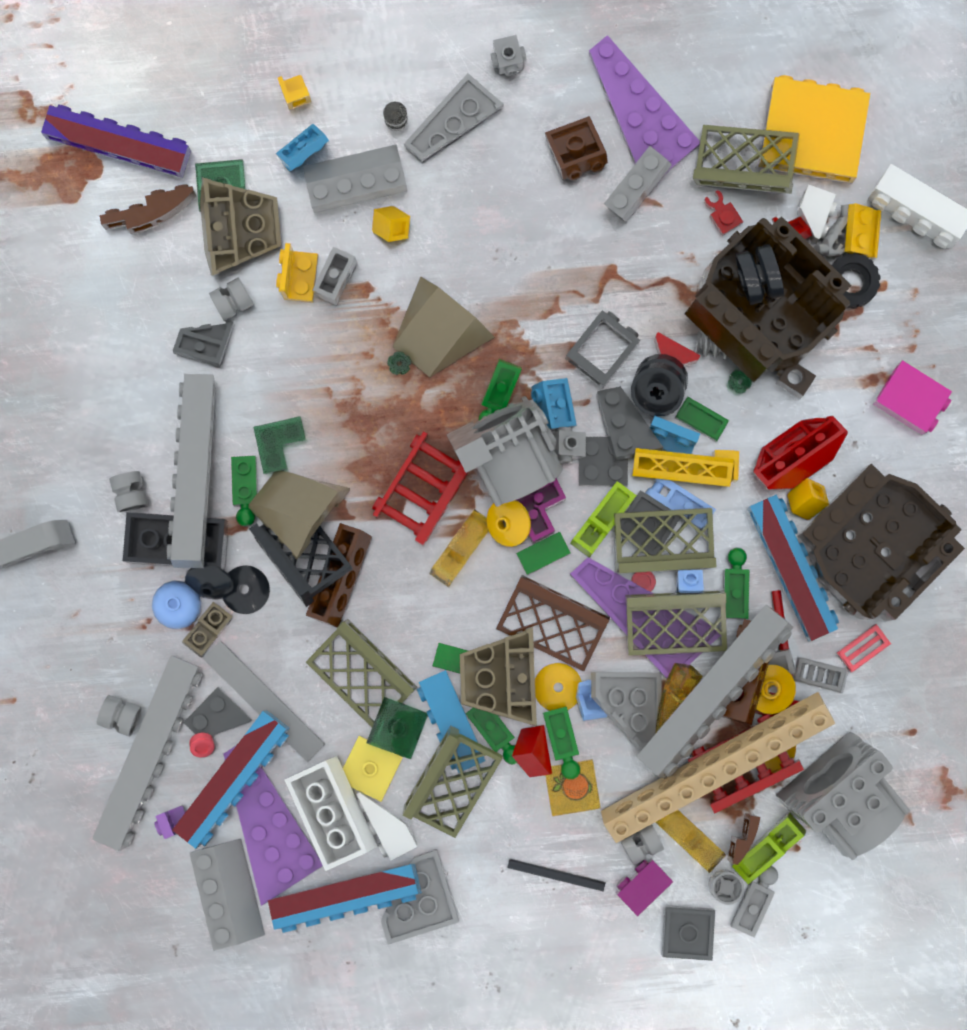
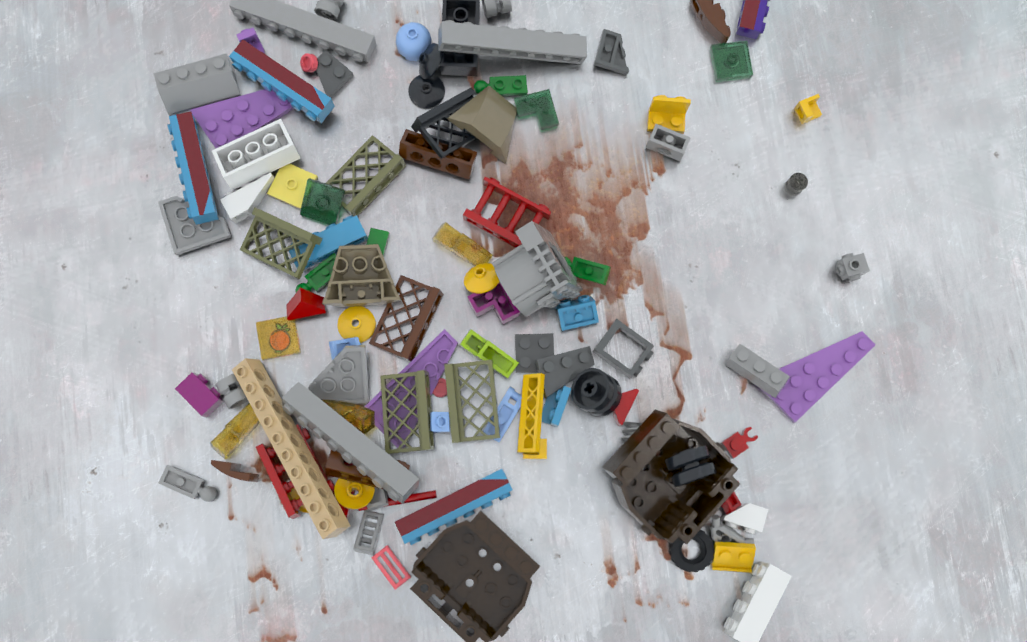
camera: 80 degrees right, 5 degrees down
(207, 629) = (395, 64): dark tan slope -> none
(231, 299) = (646, 70): light grey wheel -> none
(236, 224) = (703, 70): dark tan wedge -> none
(262, 699) = (344, 105): light grey tile -> none
(302, 147) = (764, 115): dark azure bracket -> none
(355, 178) = (744, 156): light grey slope -> none
(391, 223) = (711, 184): yellow panel -> none
(396, 357) = (603, 190): clear green plate -> none
(438, 330) = (630, 222): dark tan wedge -> none
(456, 114) = (801, 230): light grey wing -> none
(543, 553) = (460, 309): green tile -> none
(556, 875) = (210, 327): black bar -> none
(563, 741) = (313, 328): green plate -> none
(569, 444) = (548, 327): light grey brick -> none
(577, 148) = (782, 323): reddish brown plate -> none
(642, 503) = (501, 385): dark grey plate -> none
(688, 933) = (163, 431): dark grey plate -> none
(702, 419) = (572, 430): green tile -> none
(726, 887) = (197, 459): light grey wheel -> none
(734, 385) = (602, 454): clear green plate -> none
(737, 585) = (438, 461): green plate -> none
(746, 179) = (768, 460): olive fence -> none
(770, 848) = (230, 495): lime slope -> none
(798, 390) = (601, 509): dark brown brick -> none
(799, 452) = (547, 508): red wedge -> none
(808, 499) = (510, 517): yellow panel -> none
(828, 124) = (814, 514): yellow panel -> none
(847, 797) = (264, 552): light grey hose -> none
(913, 398) = (597, 603): dark pink brick -> none

